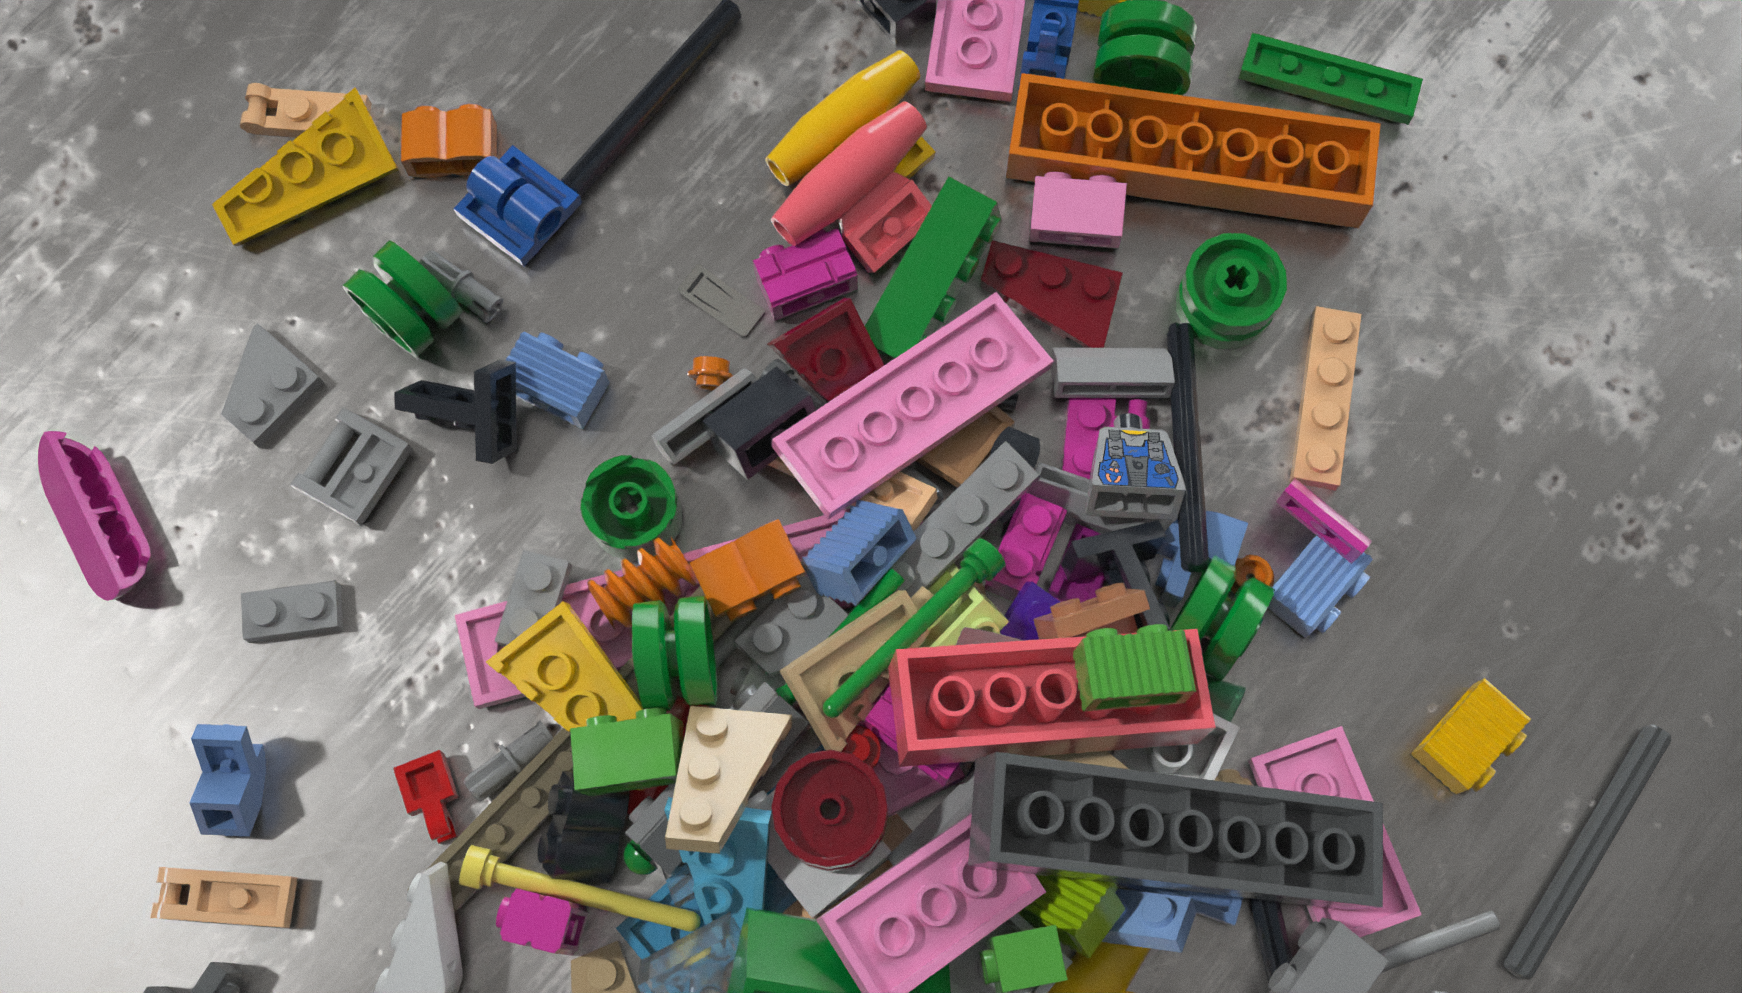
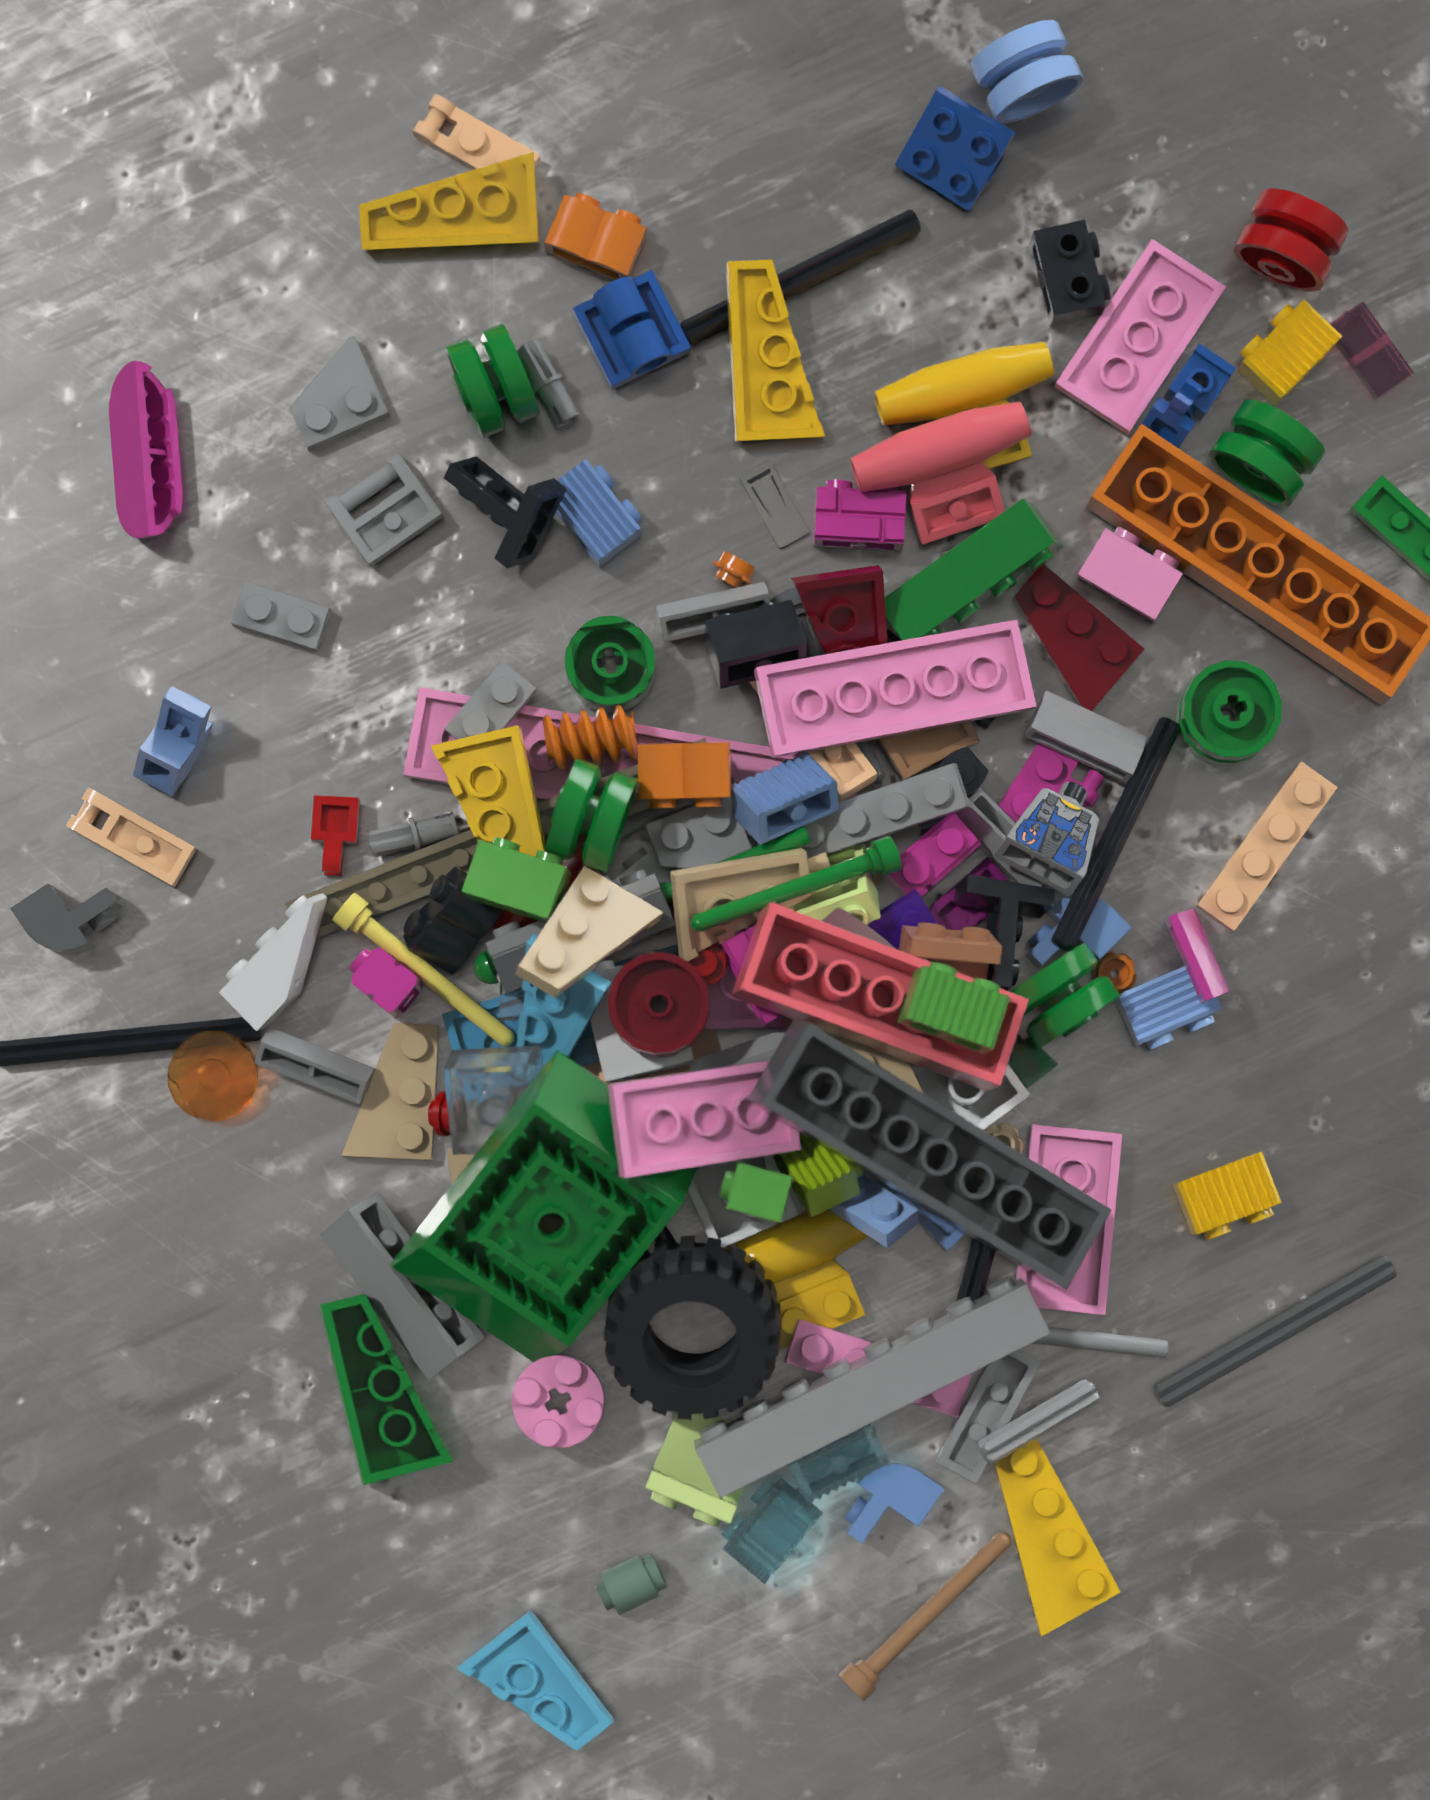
camera: 20 degrees right, 10 degrees up
(661, 189) = (766, 366): none -> yellow wing

